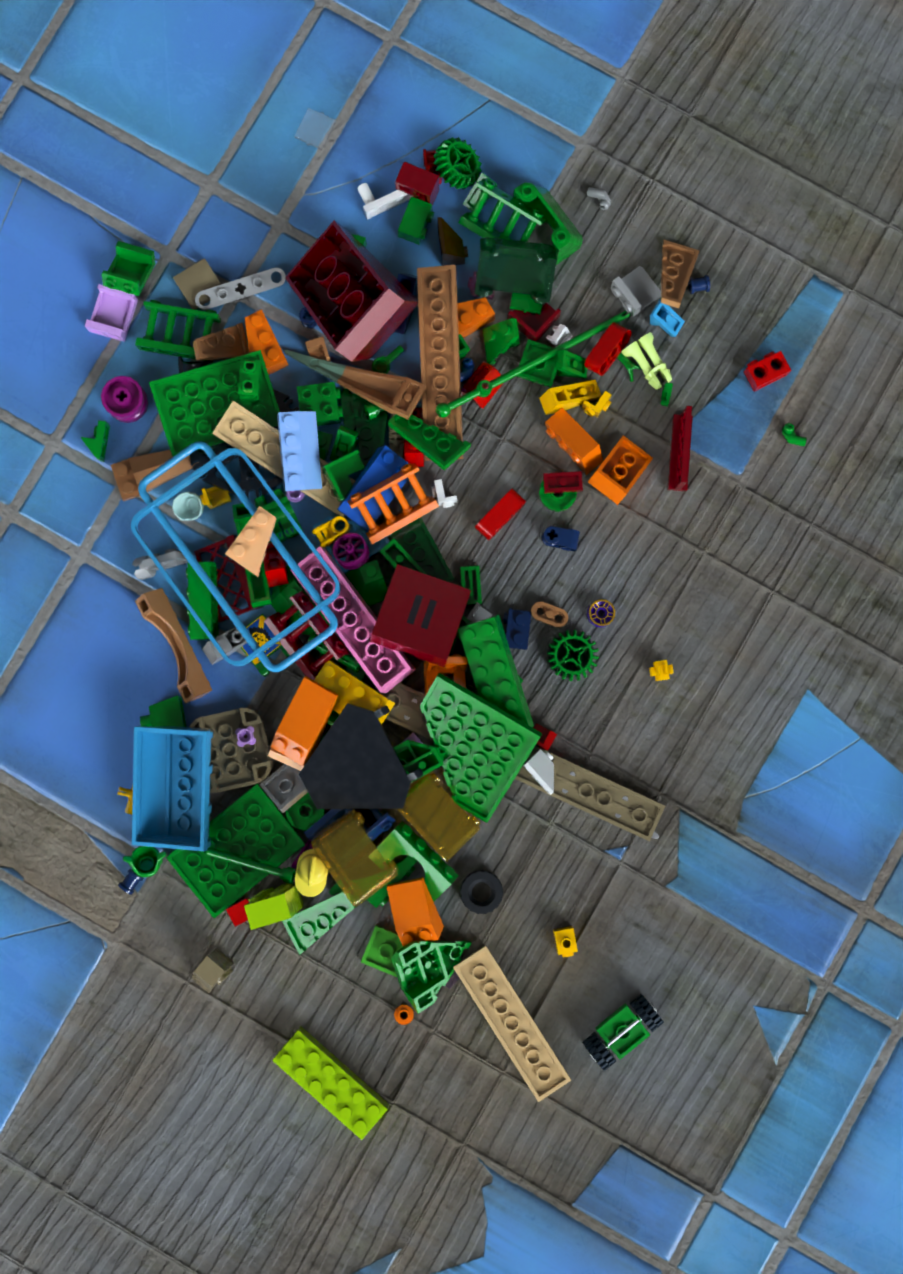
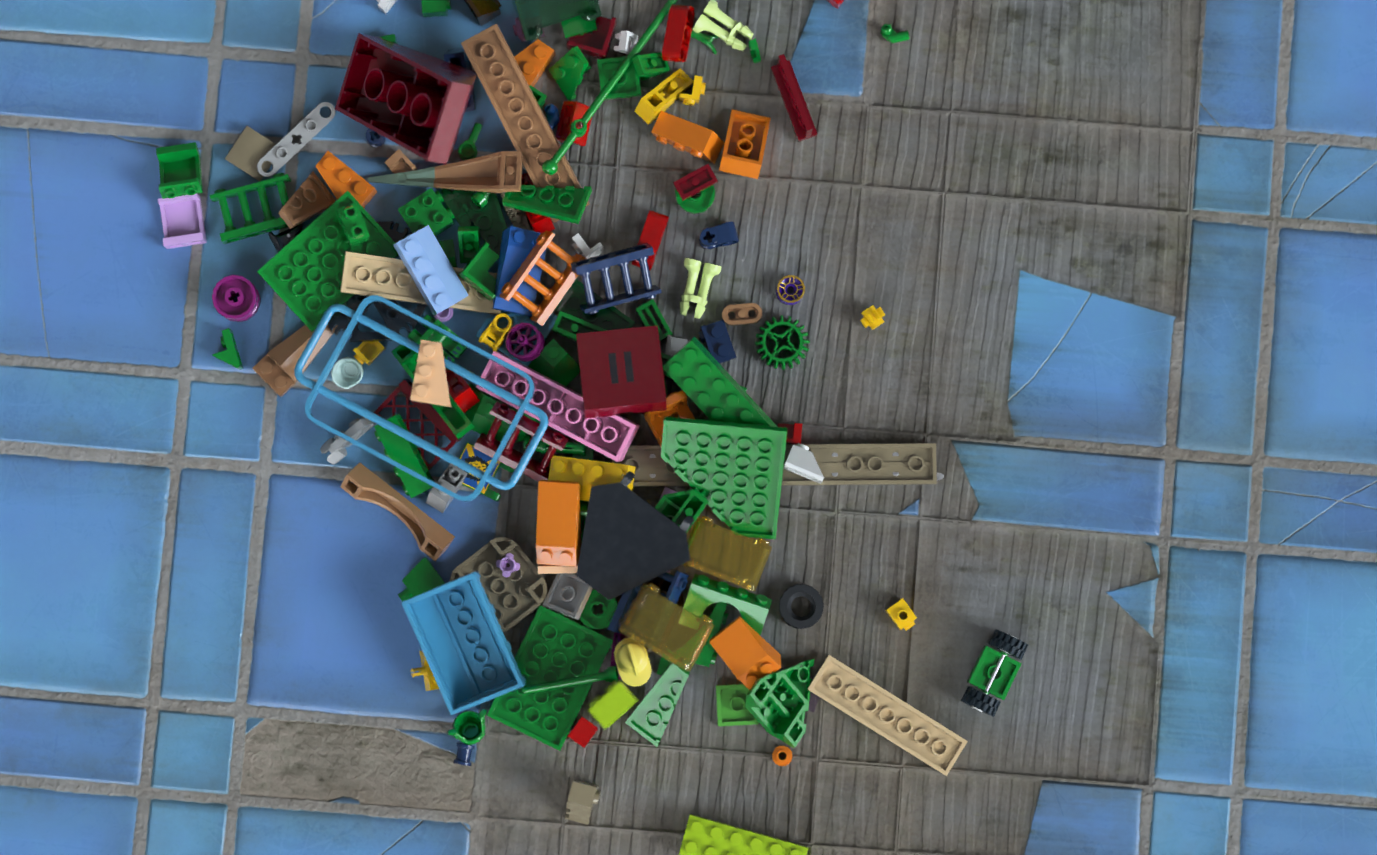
camera: 25 degrees left, 0 degrees up
(451, 514) = (603, 263): none -> dark blue fence
(527, 555) = (709, 271): none -> yellowish green piece

